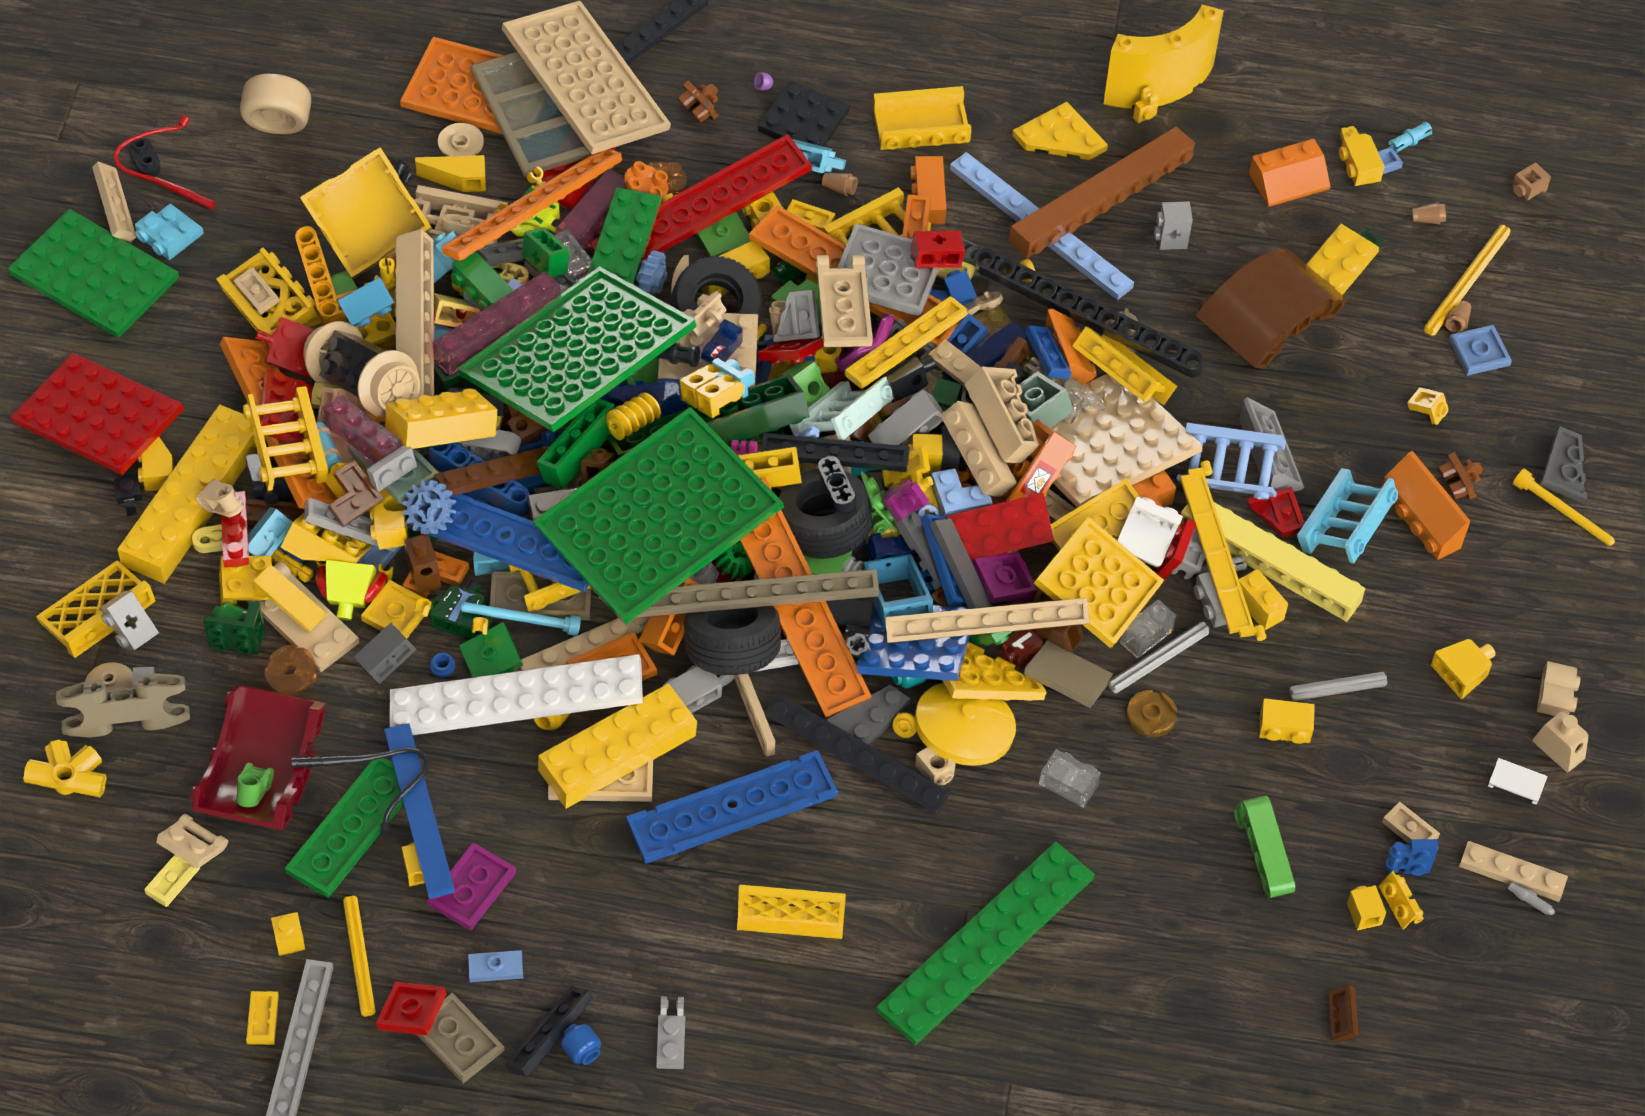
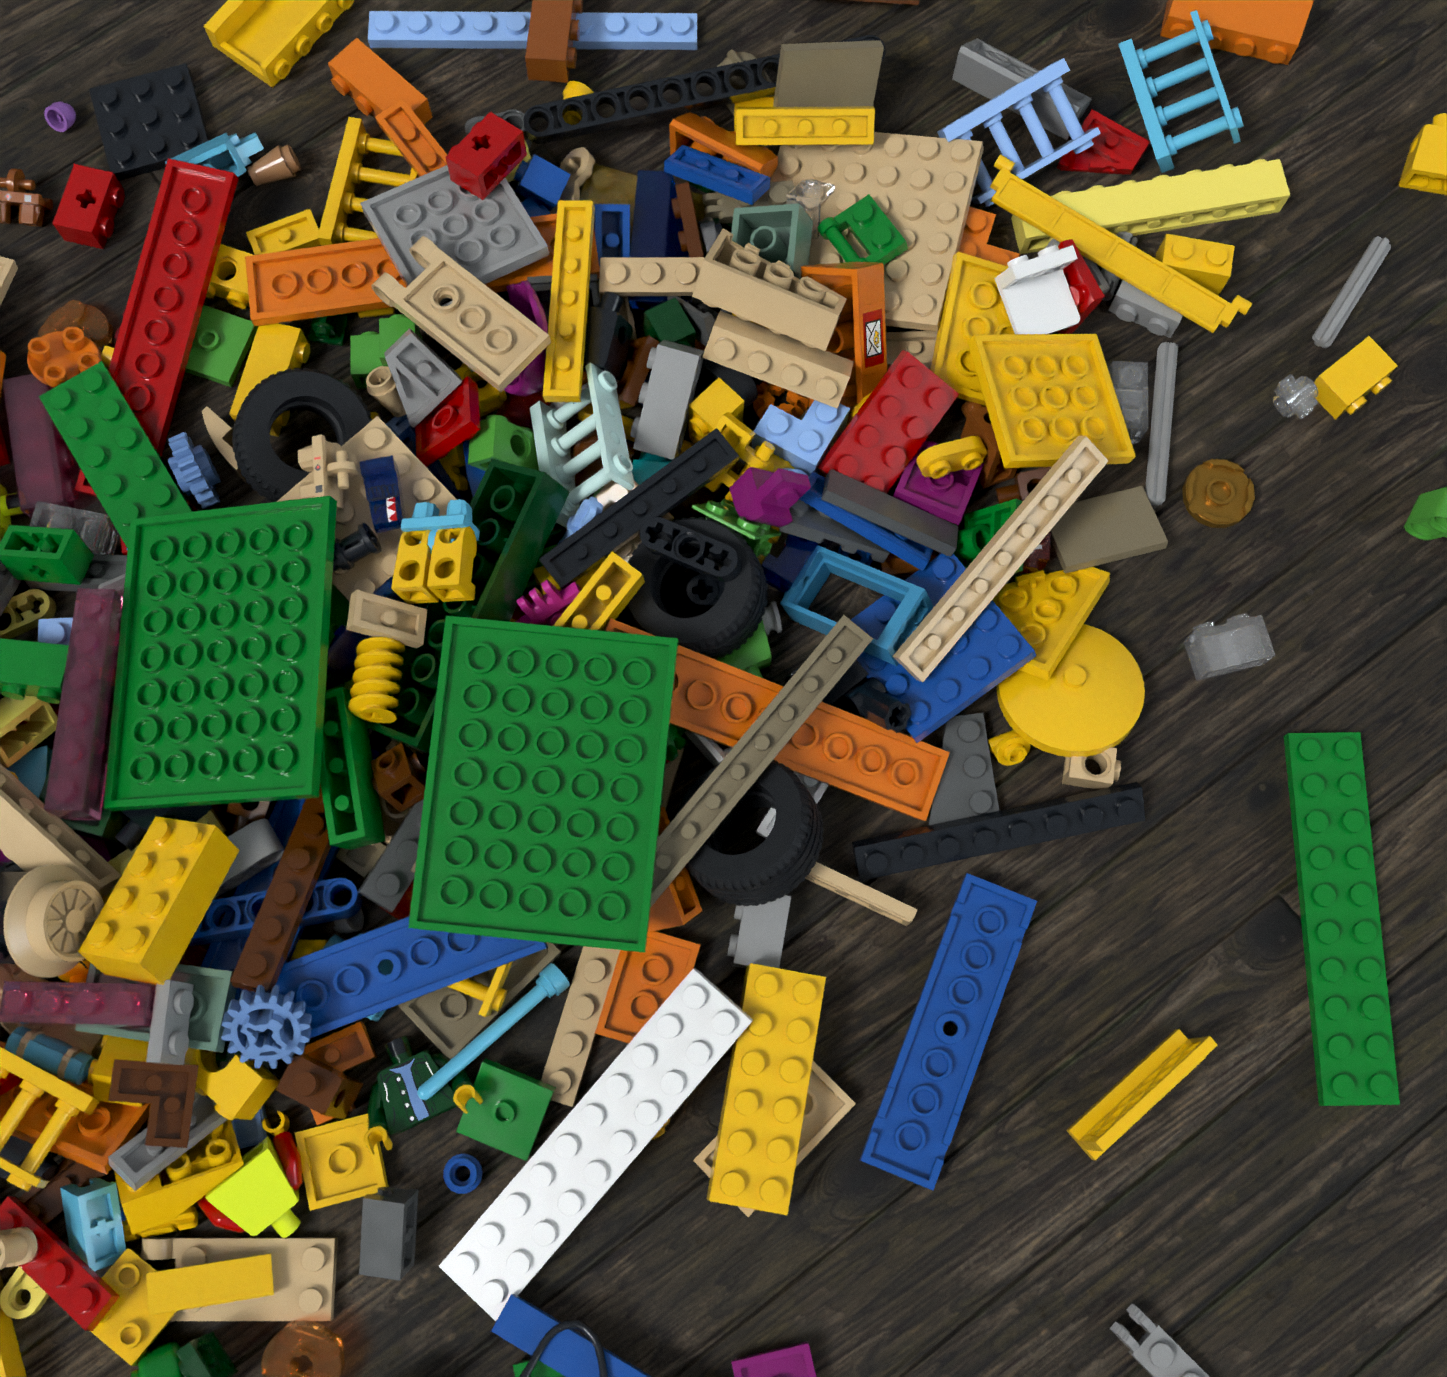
camera: 45 degrees left, 20 degrees up
(665, 392) = (386, 618): none -> tan plate
(731, 130) = (89, 206): none -> red brick
(1019, 566) = (951, 457): none -> yellow plate
(1097, 439) = (871, 230): none -> green plate
(1155, 352) = (828, 74): none -> dark tan tile
(1243, 702) = (1295, 396): none -> clear gear

